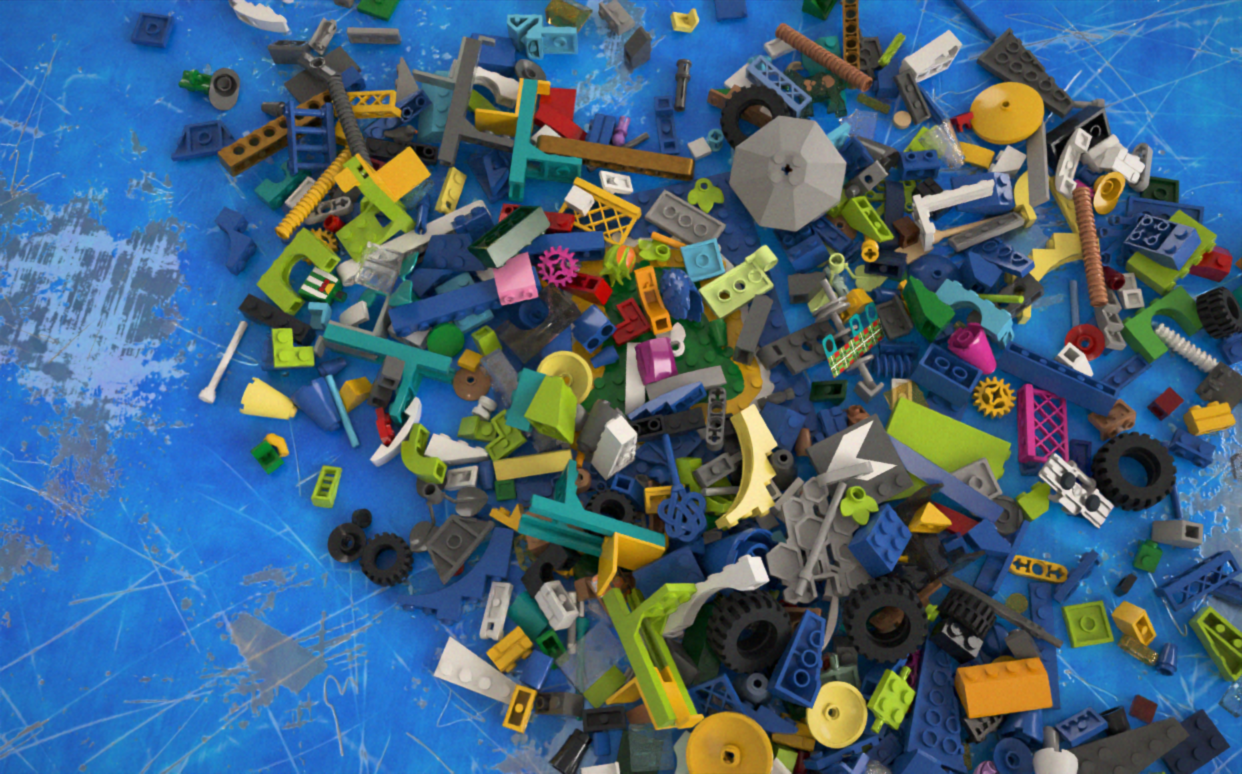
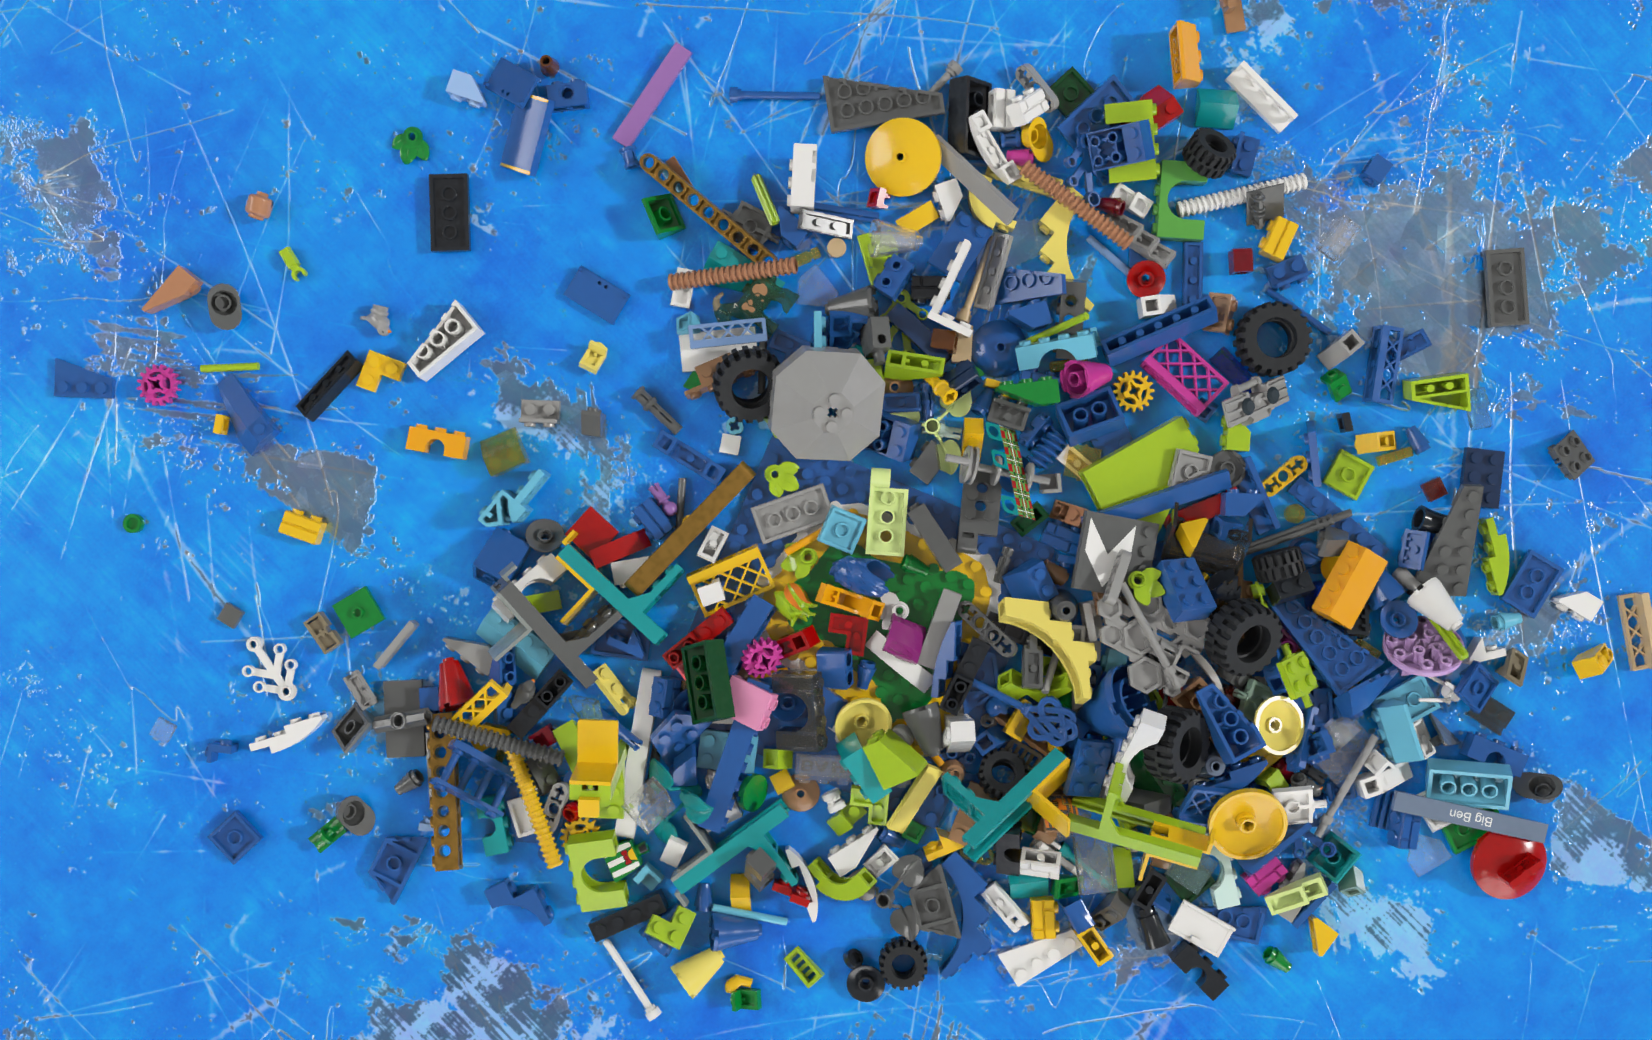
camera: 55 degrees left, 20 degrees up
(375, 81) = (453, 686): none -> red cone

